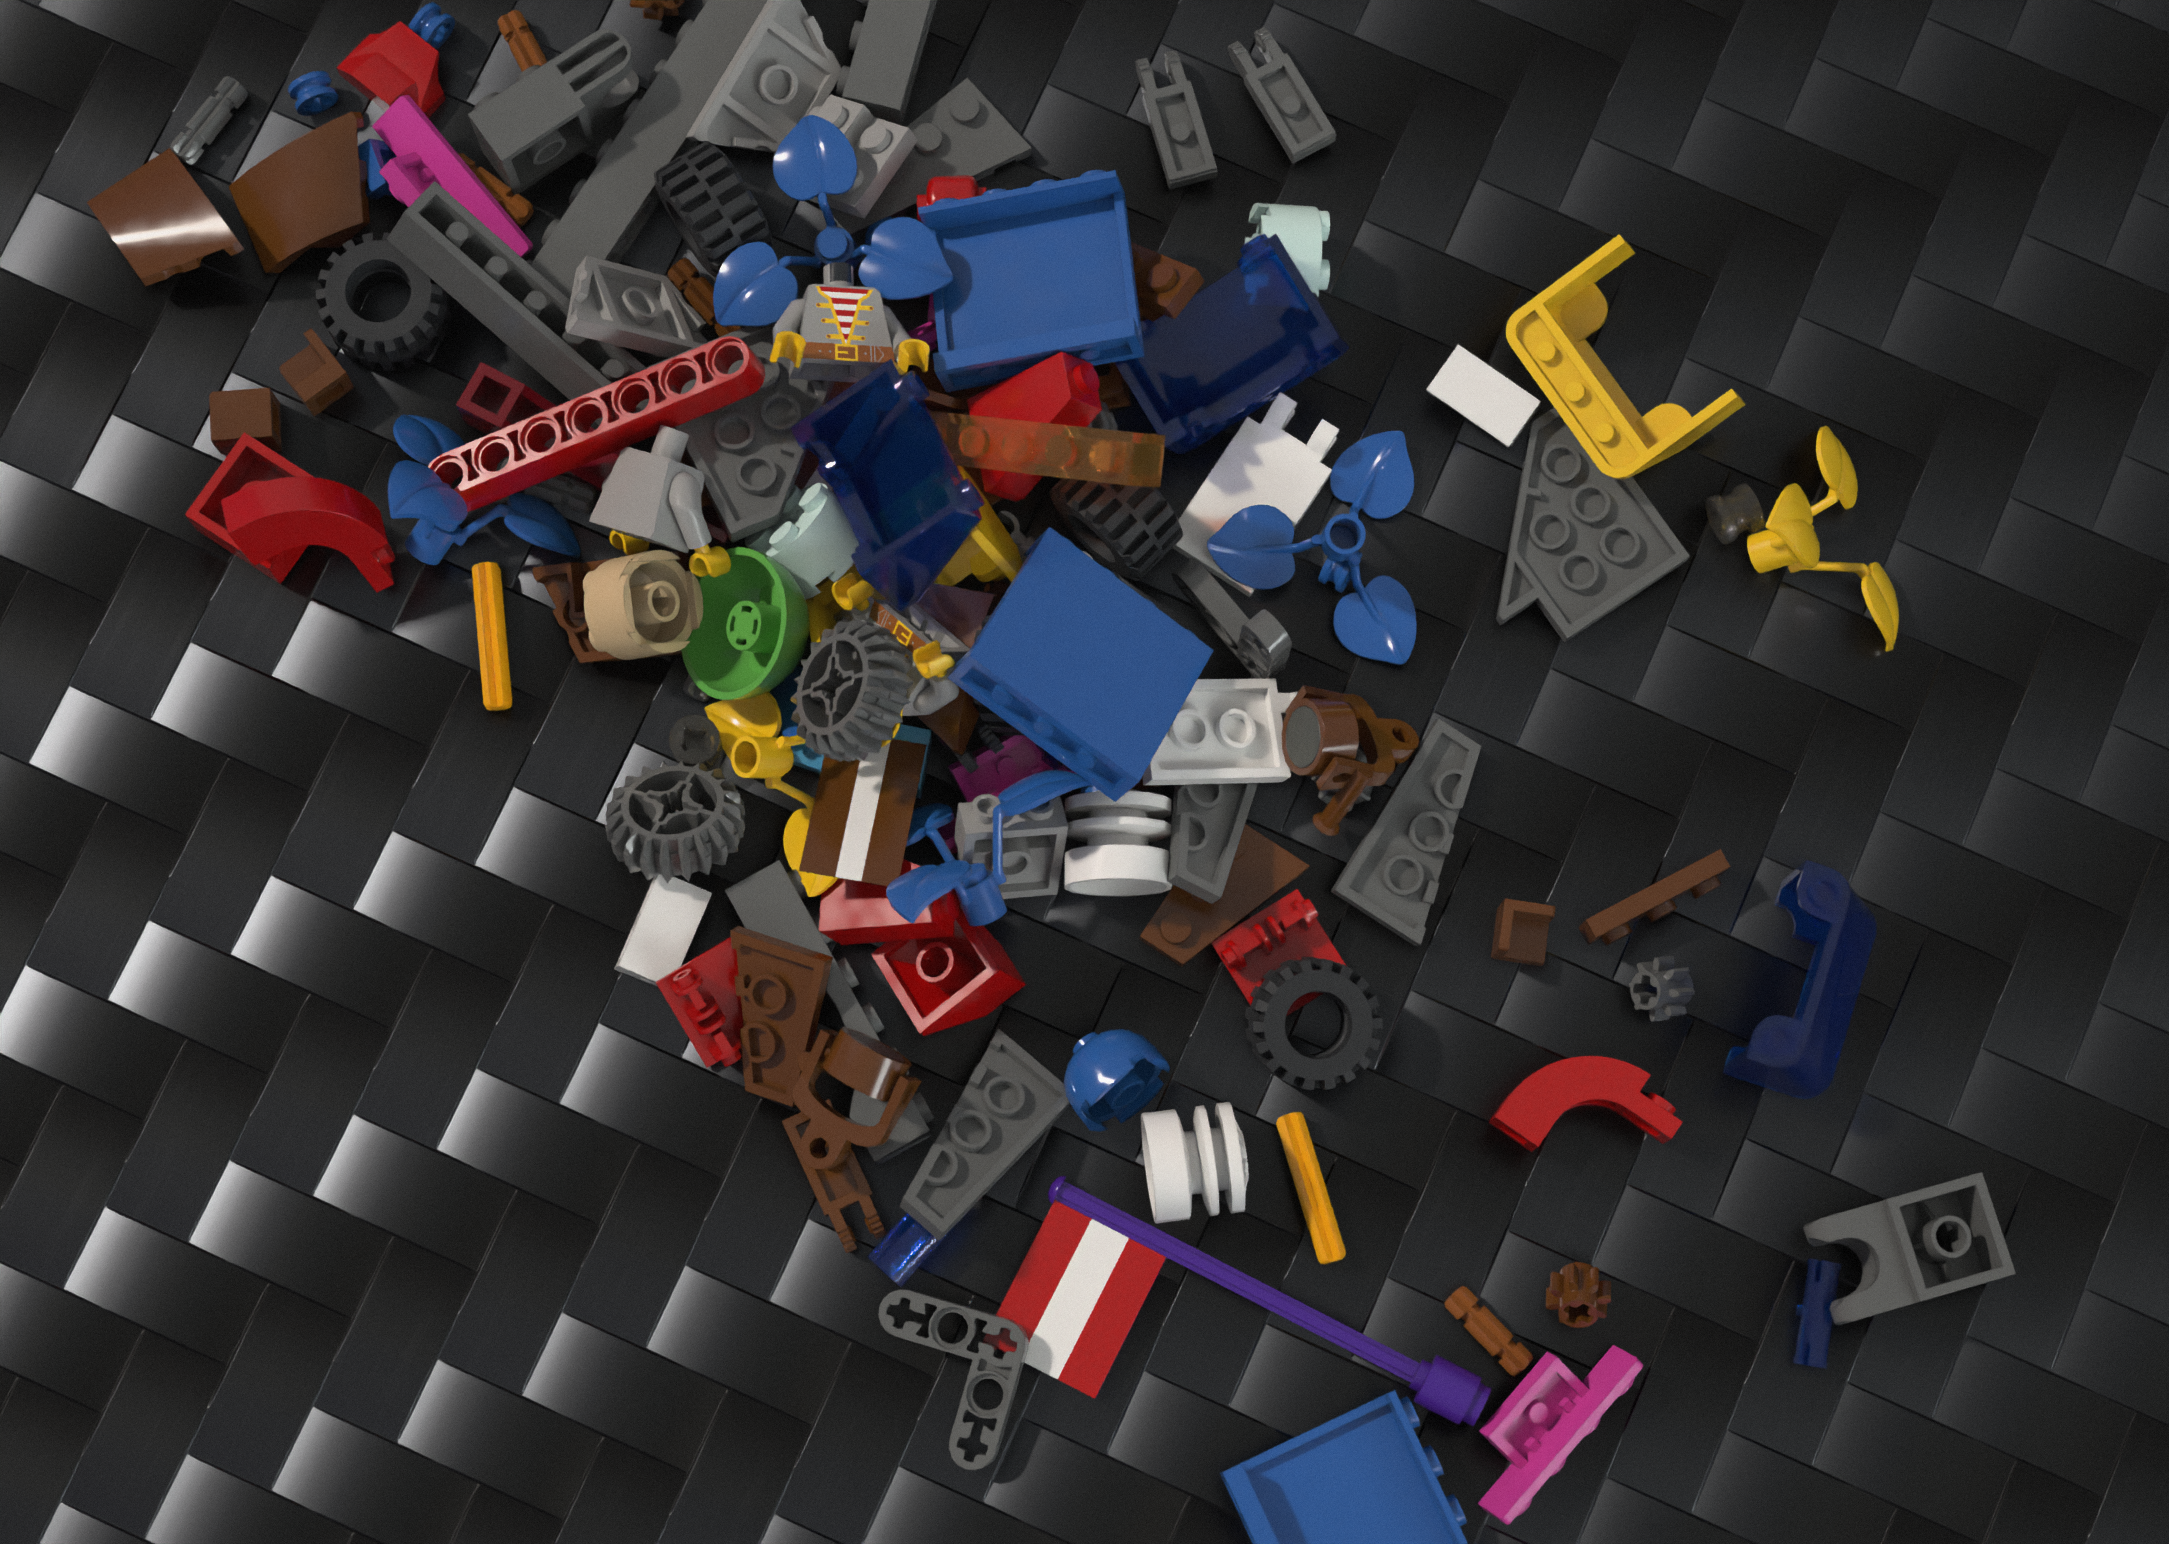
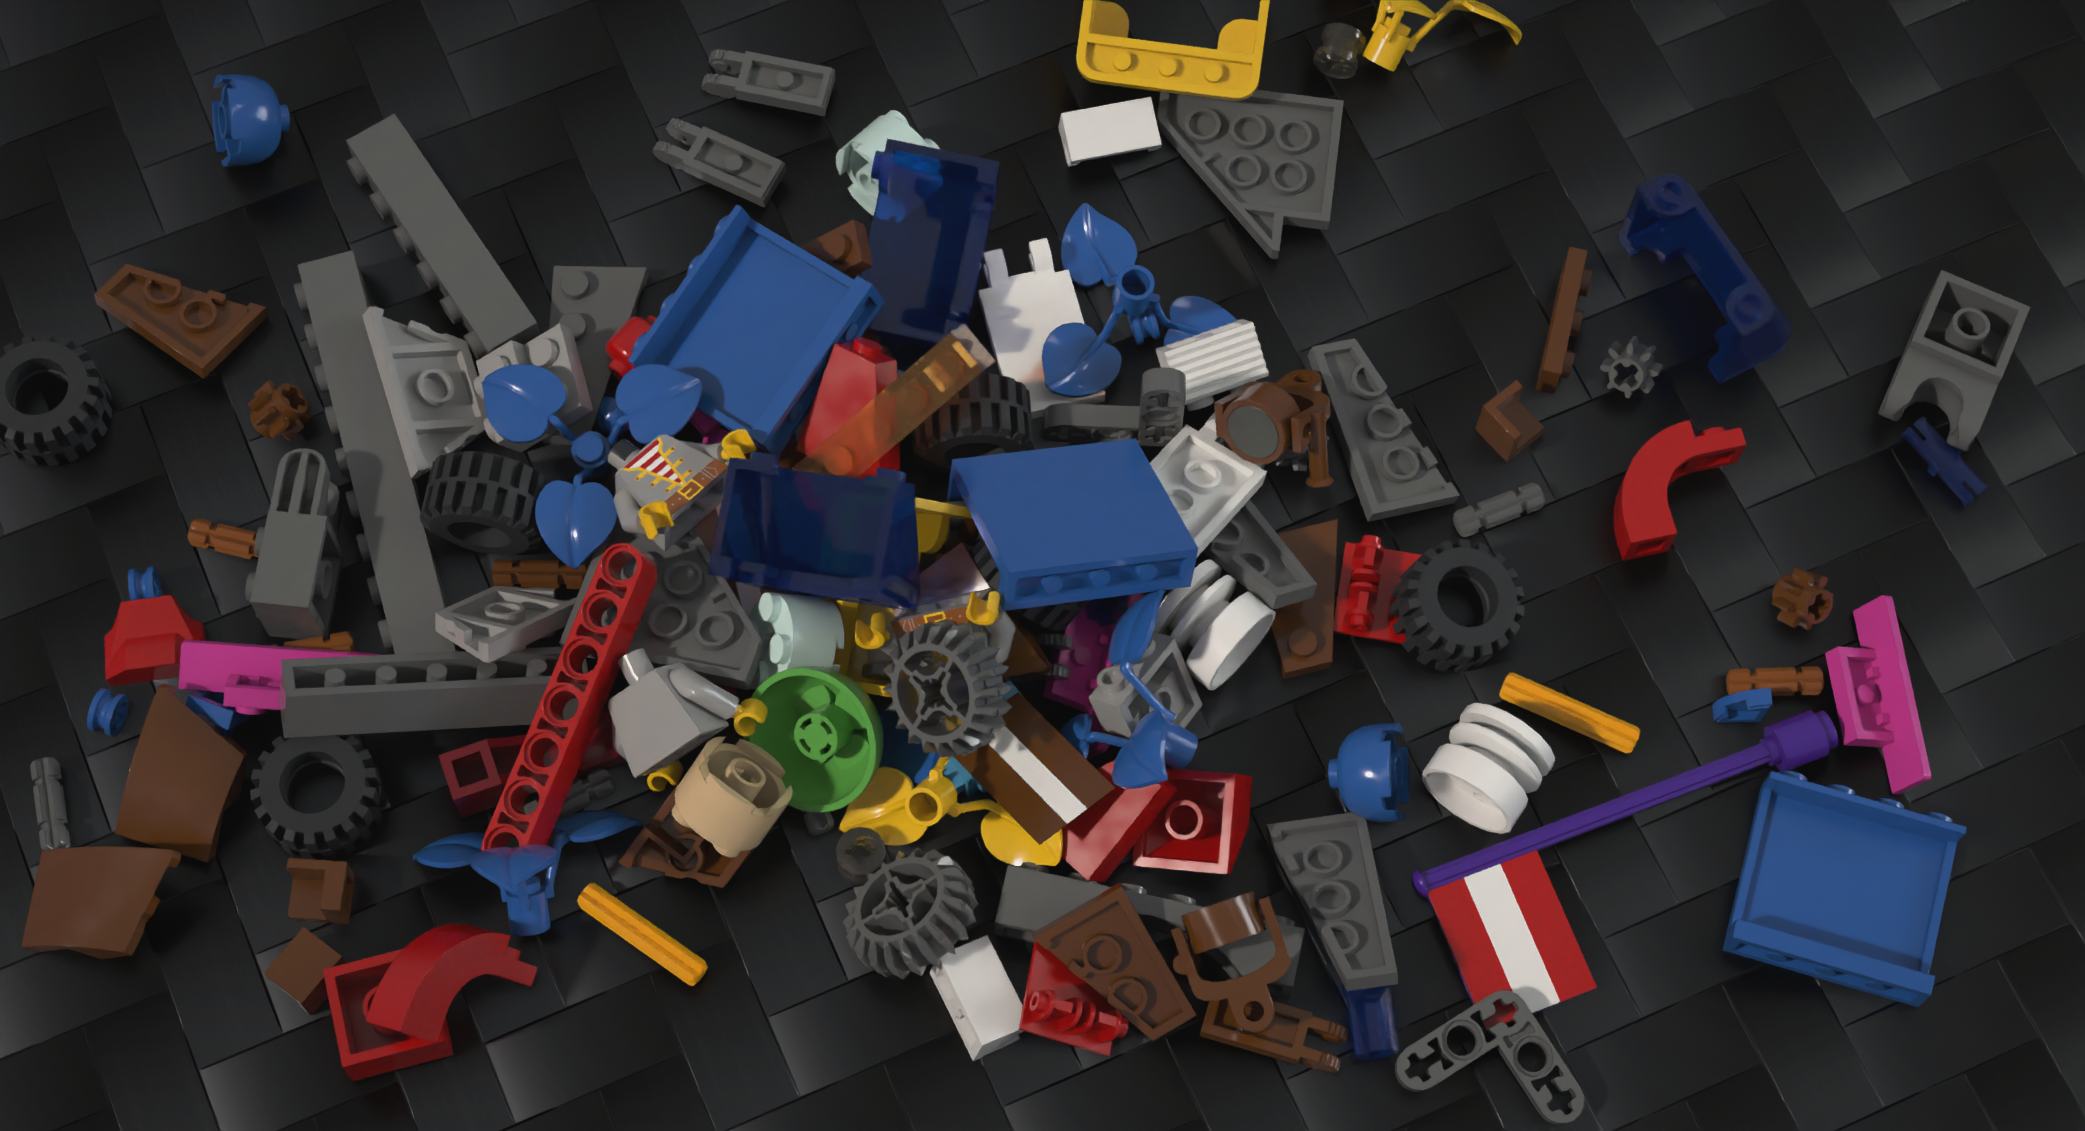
camera: 45 degrees left, 10 degrees down
(1349, 652) = (1216, 361): none -> white brick
(1438, 986) = (1498, 509): none -> dark grey axle
(1439, 1322) = (1743, 706): none -> blue tile

